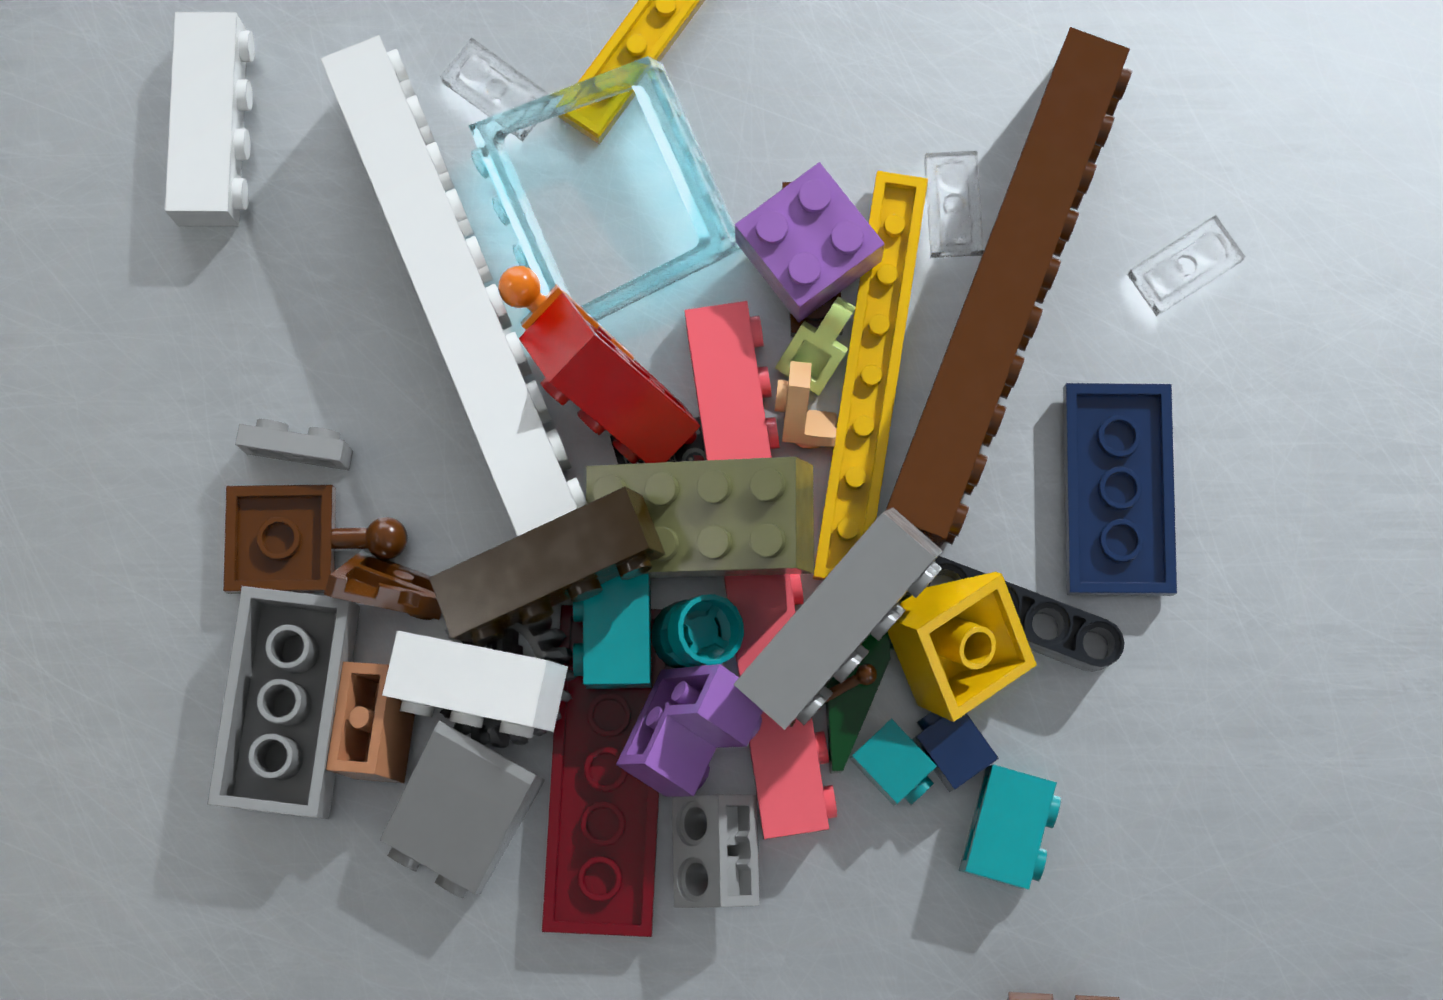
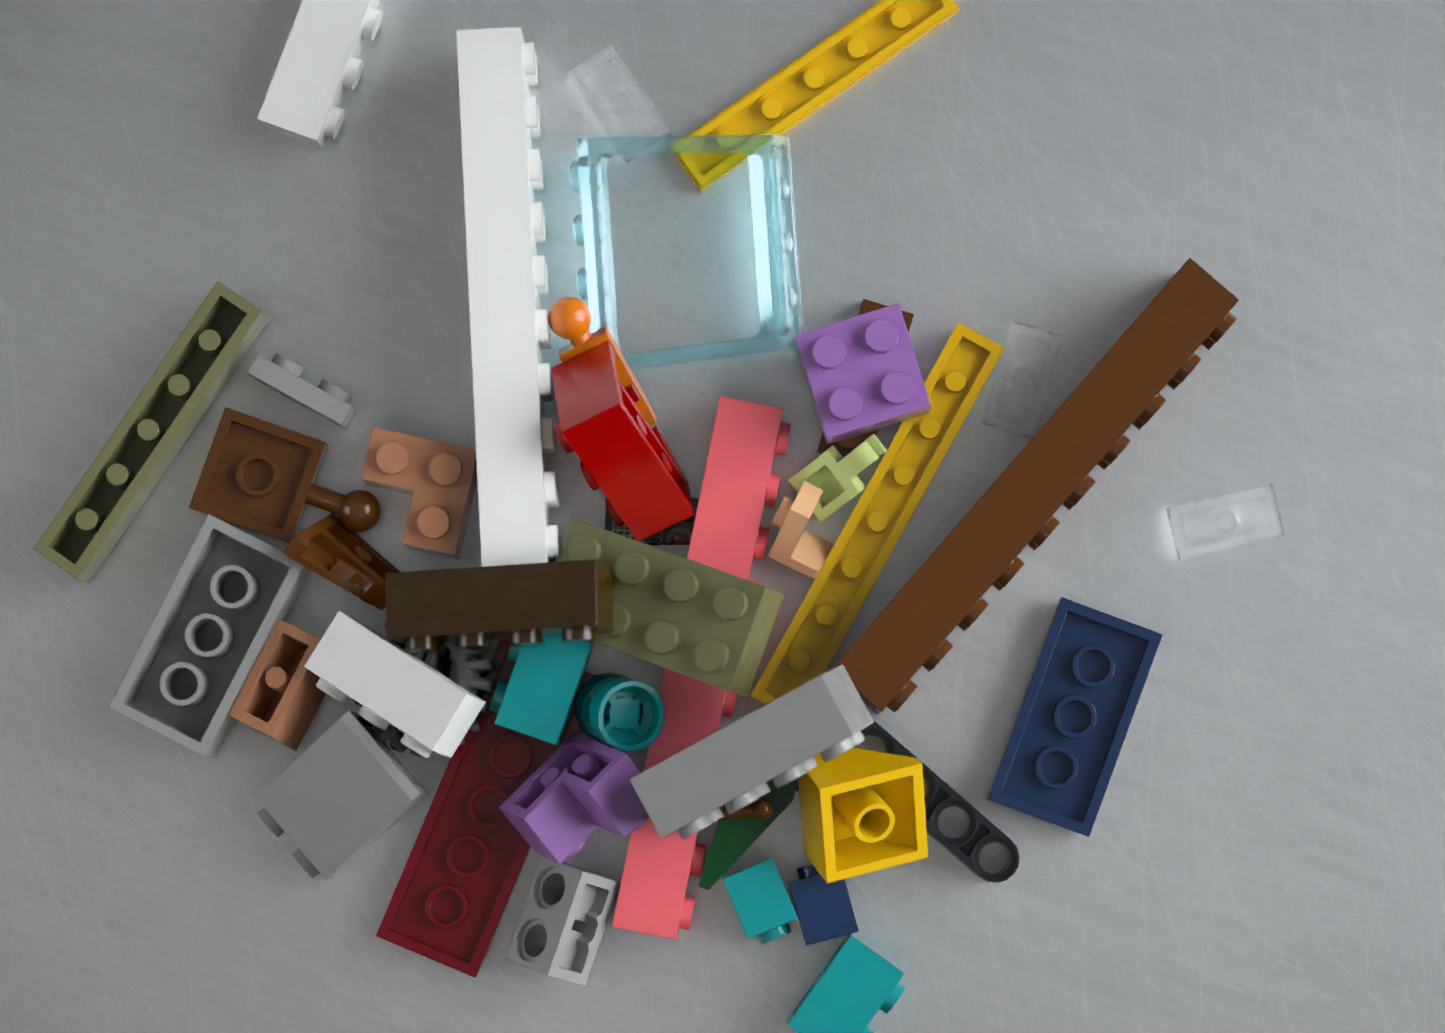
camera: 20 degrees right, 5 degrees up
(164, 533) = (152, 433): none -> olive brick
(448, 480) = (437, 476): none -> nougat brick

